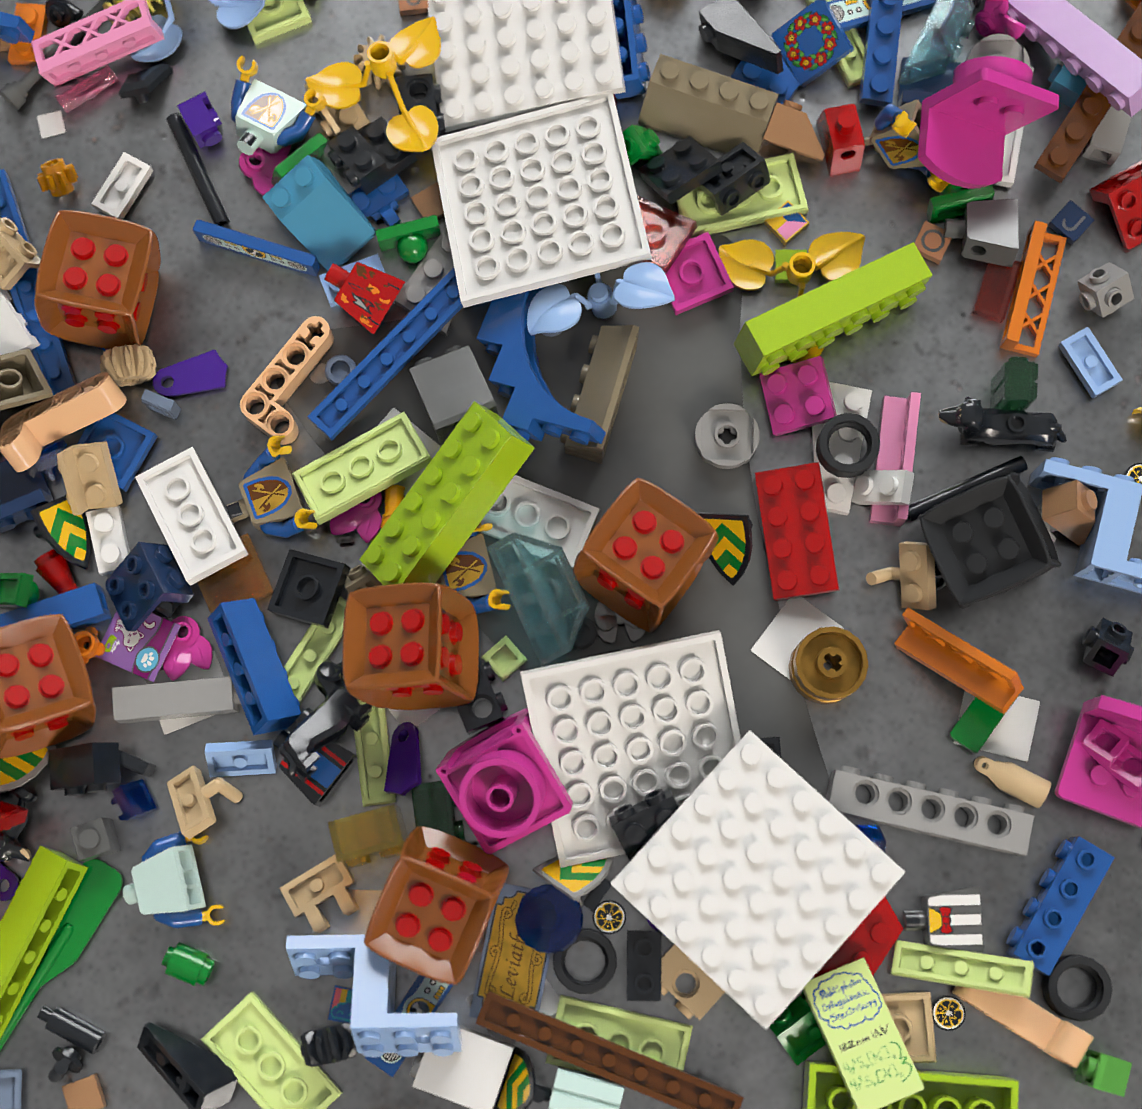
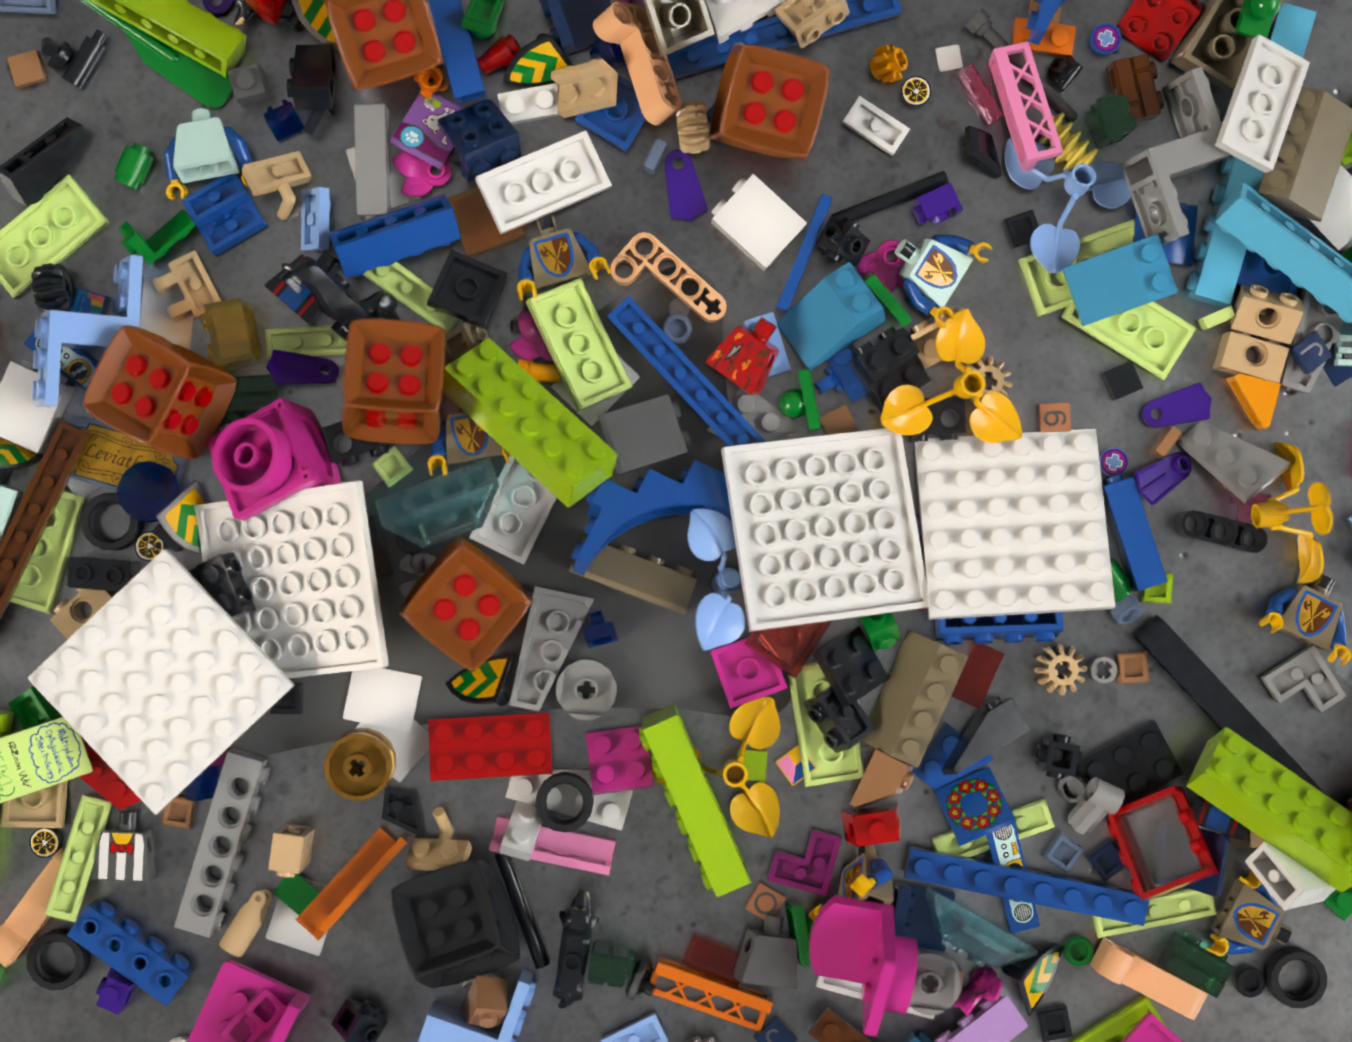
camera: 90 degrees right, 10 degrees up
(86, 152) = (915, 92): none -> tile
(223, 42) = (1020, 228): none -> black tile
(225, 295) = (757, 221): none -> white brick
(237, 861) = (224, 213): none -> blue slope
(241, 208) = (843, 241): none -> black brick
(269, 927) = (159, 243): none -> green bracket
(664, 425) = (600, 632): none -> clear blue tile
(677, 47) = (977, 675): none -> clear red tile
(687, 478) = (548, 636): none -> light grey wing
(755, 651) = (382, 698): none -> white sticker
(873, 620) = (403, 810): none -> black piece
(893, 195) = (809, 872): none -> magenta plate
(906, 860) = (179, 813): none -> medium nougat tile
(928, 731) = (291, 850): none -> tan brick
(1033, 355) = (639, 981): none -> black piece
(1104, 919) = (115, 992): none -> dark purple brick

